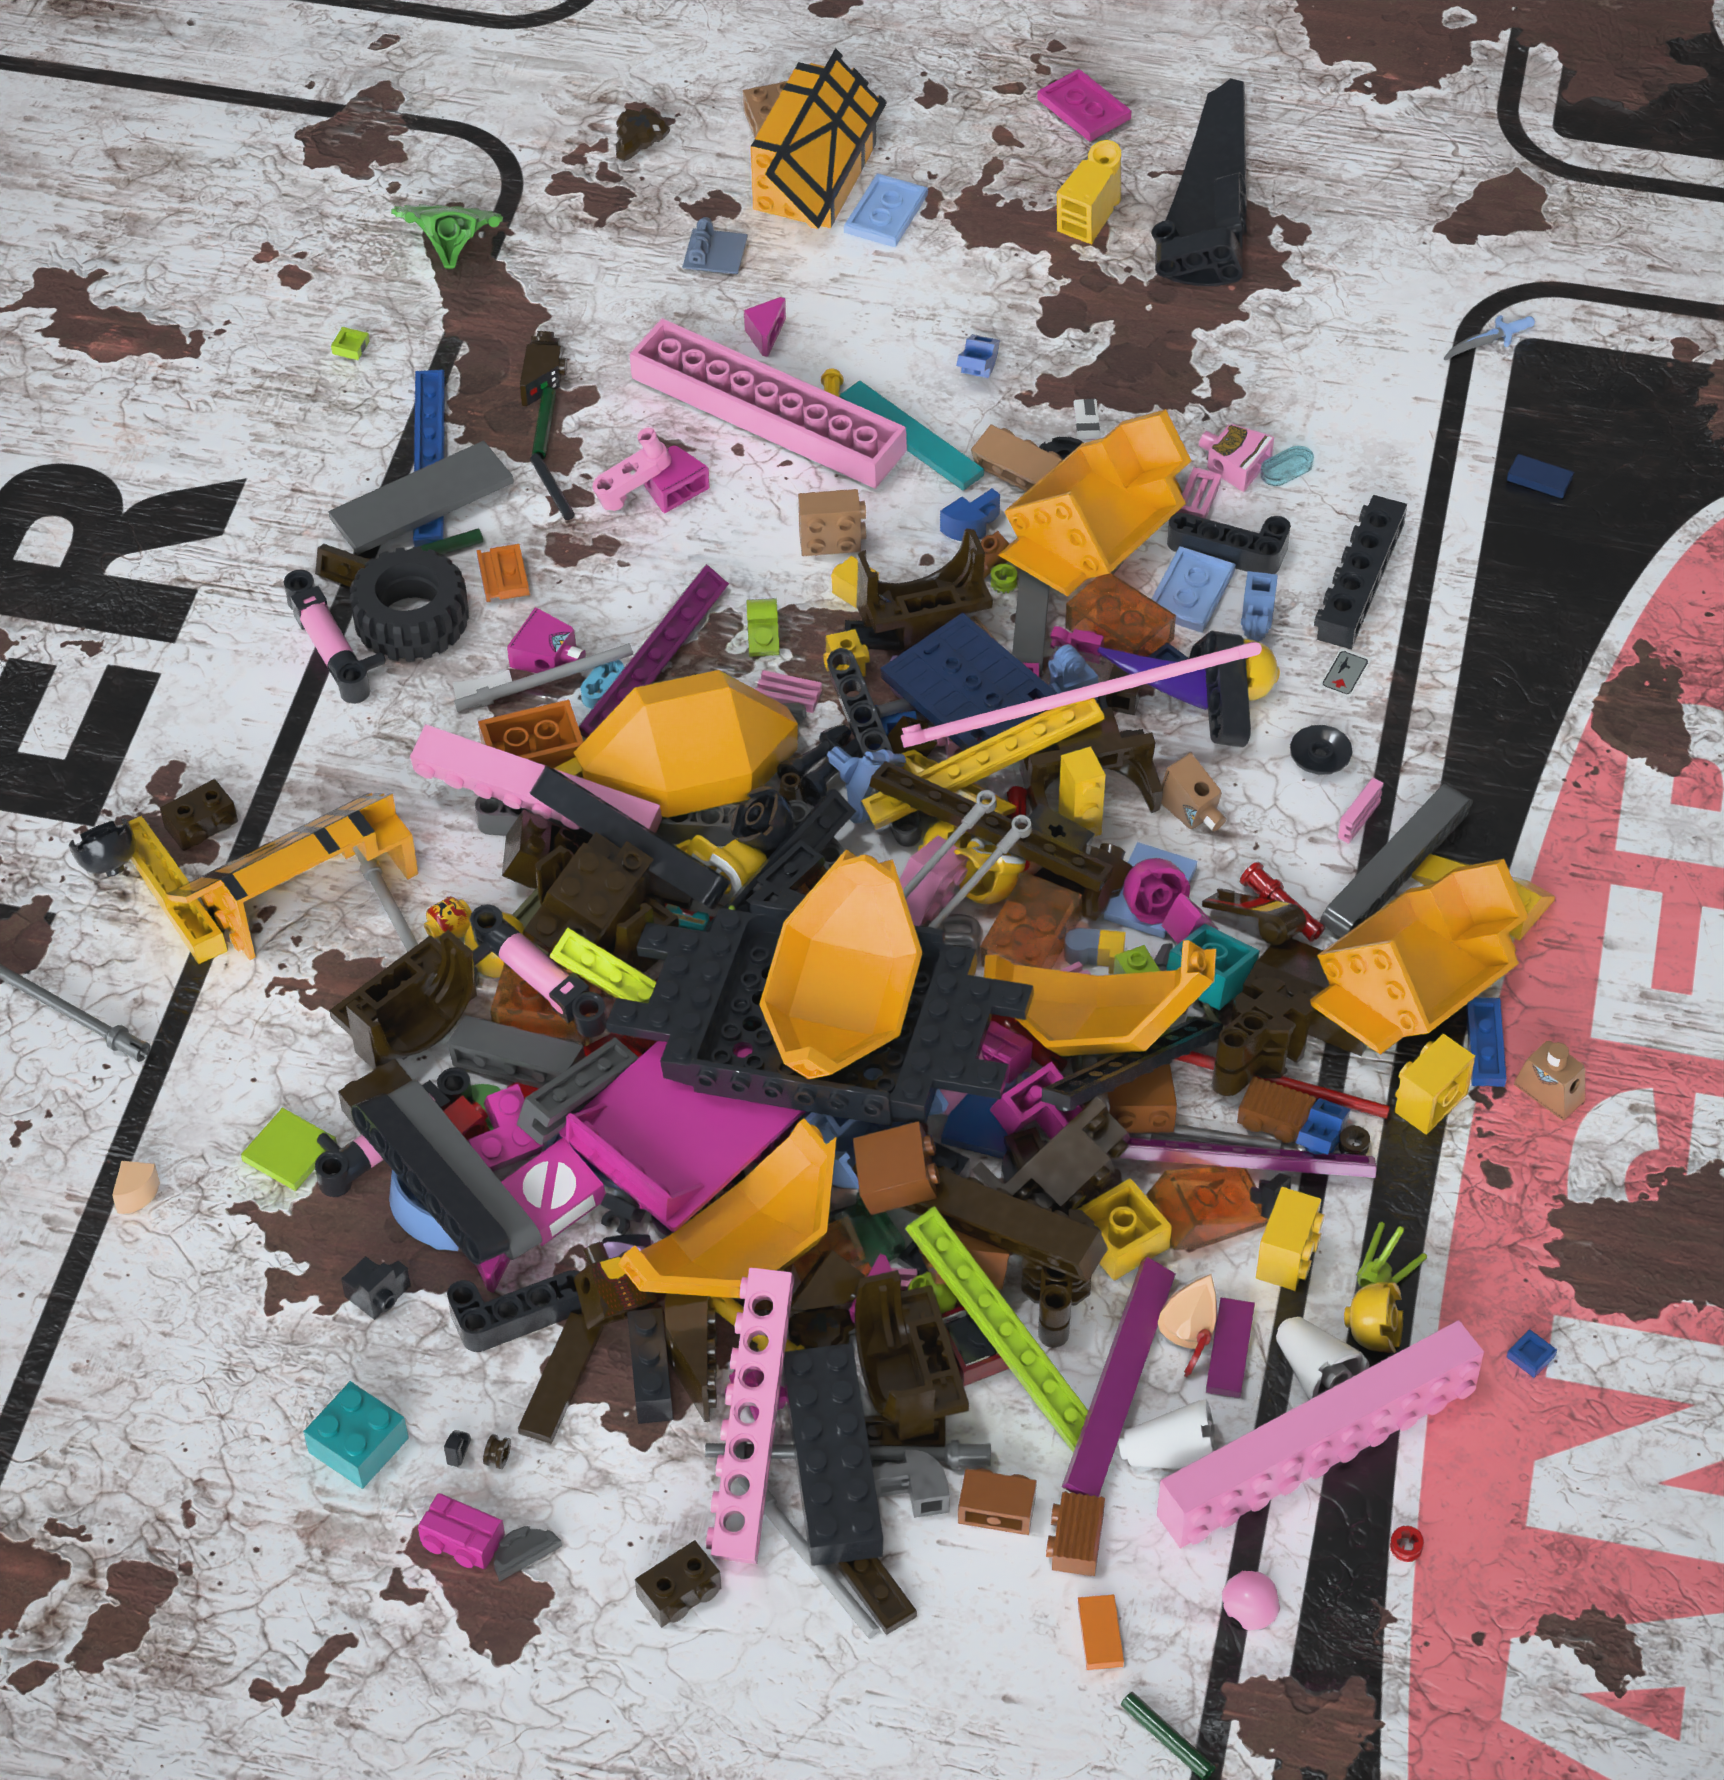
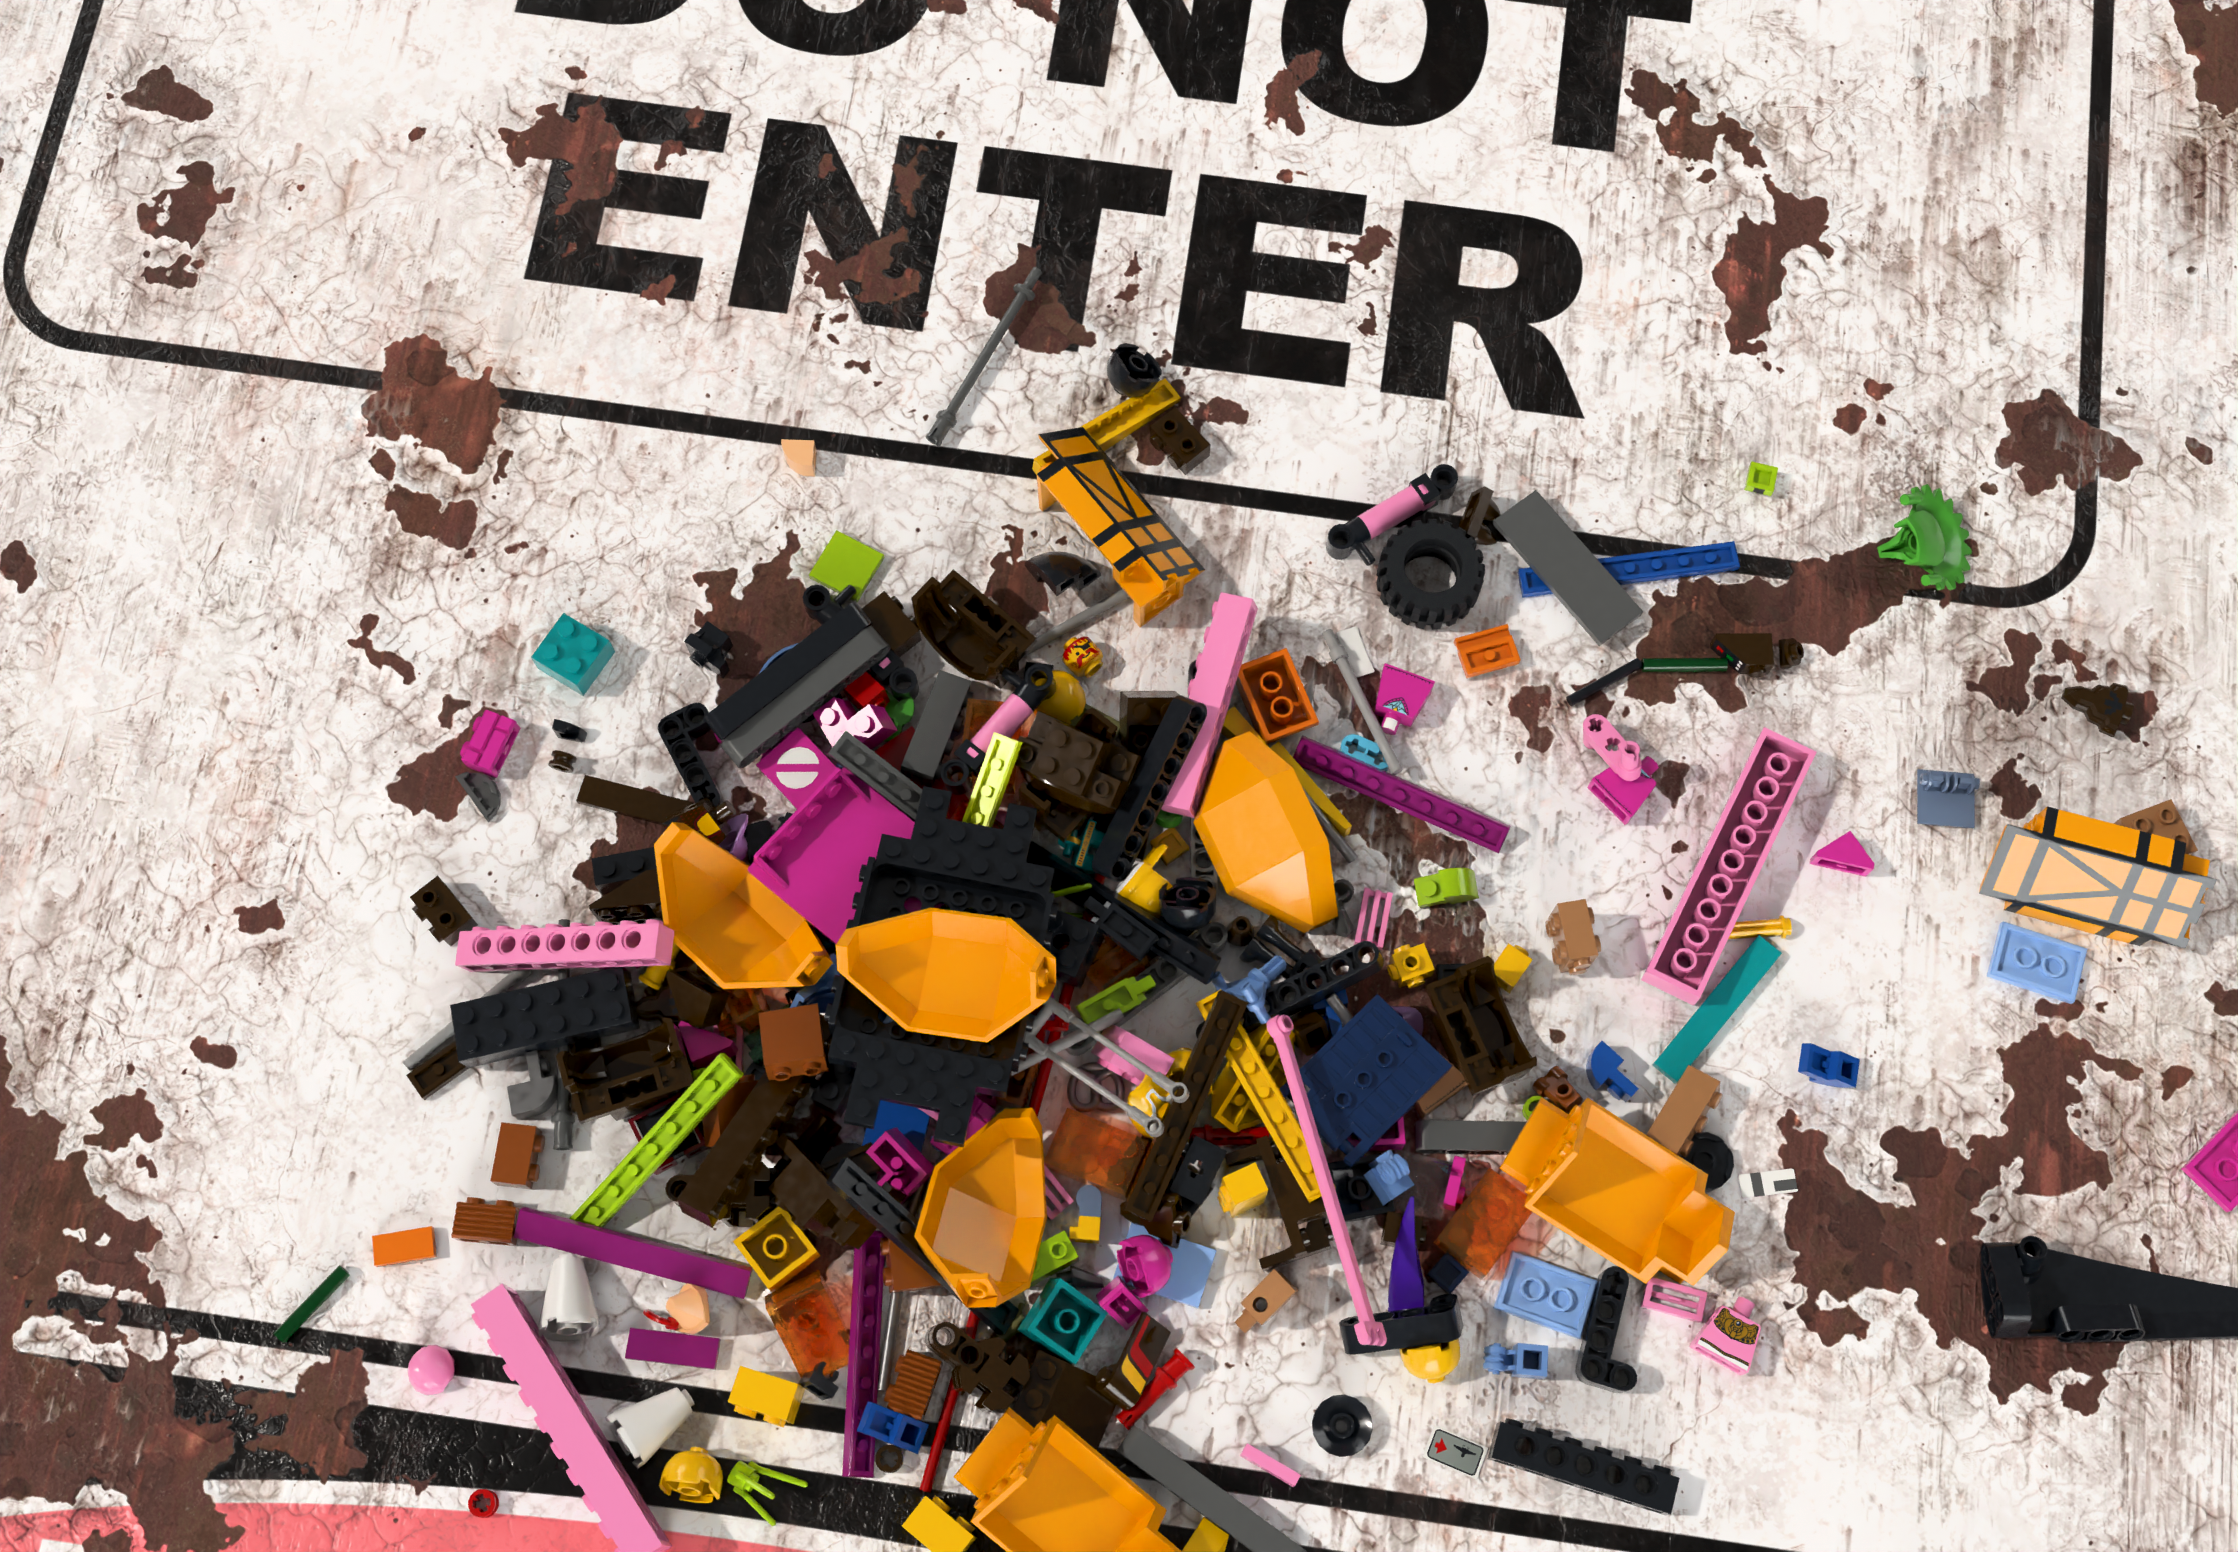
camera: 85 degrees right, 20 degrees up
(340, 924) = (1062, 570): none -> black brick
(455, 542) = (1513, 592): dark green piece -> none
(1090, 193) = (2080, 1169): yellow piece -> none
(1287, 465) = (1726, 1390): clear light blue tile -> none

